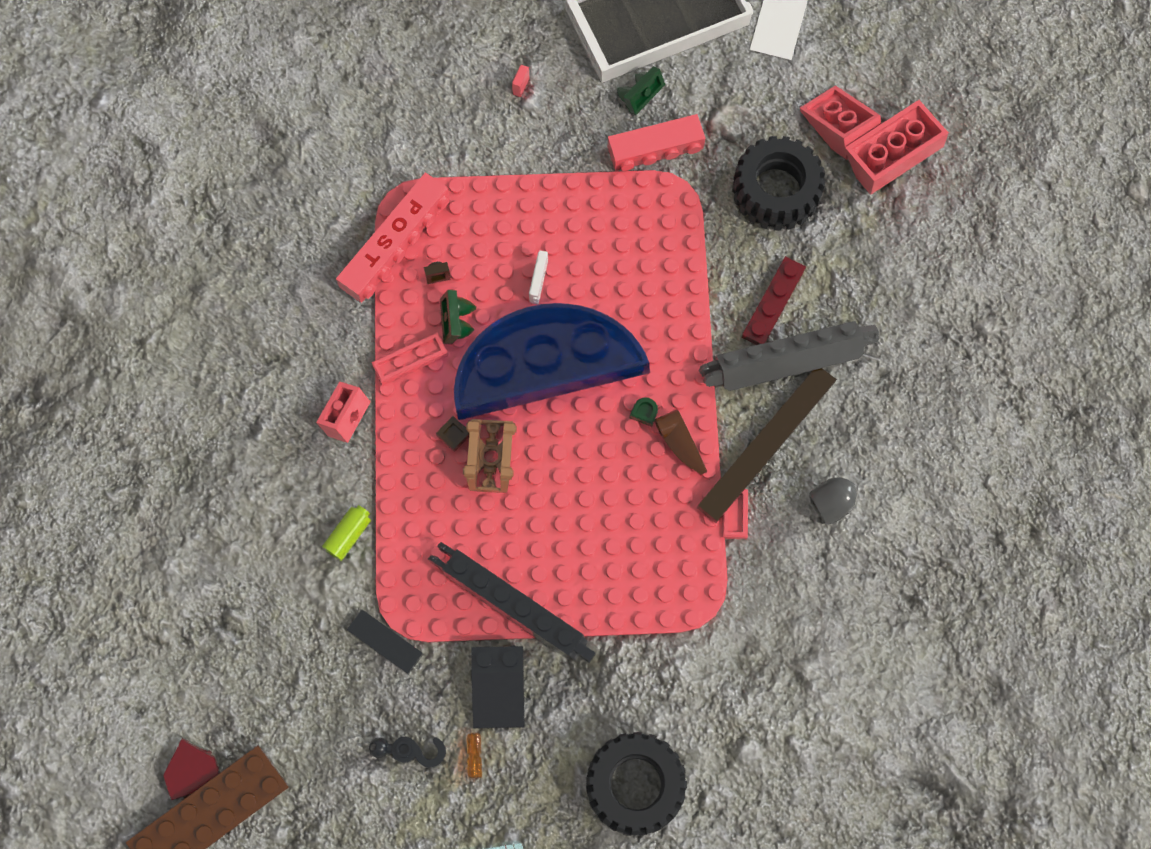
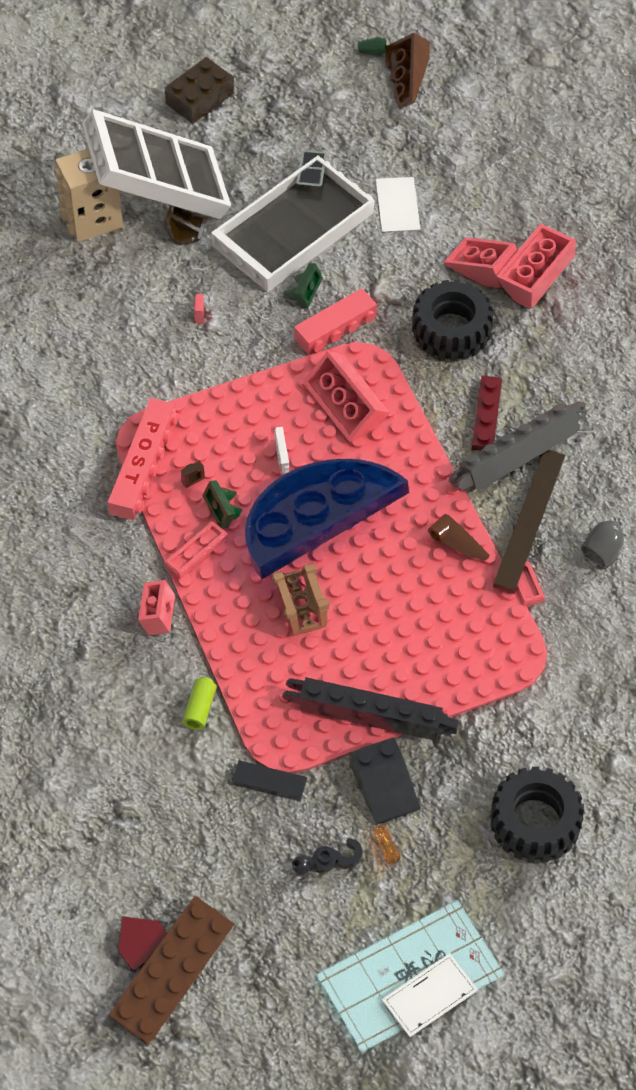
camera: 20 degrees left, 15 degrees down
(453, 433) = (260, 594): dark brown plate -> none
(630, 235) = (345, 396): none -> coral slope
(644, 411) = (416, 527): dark green tile -> none

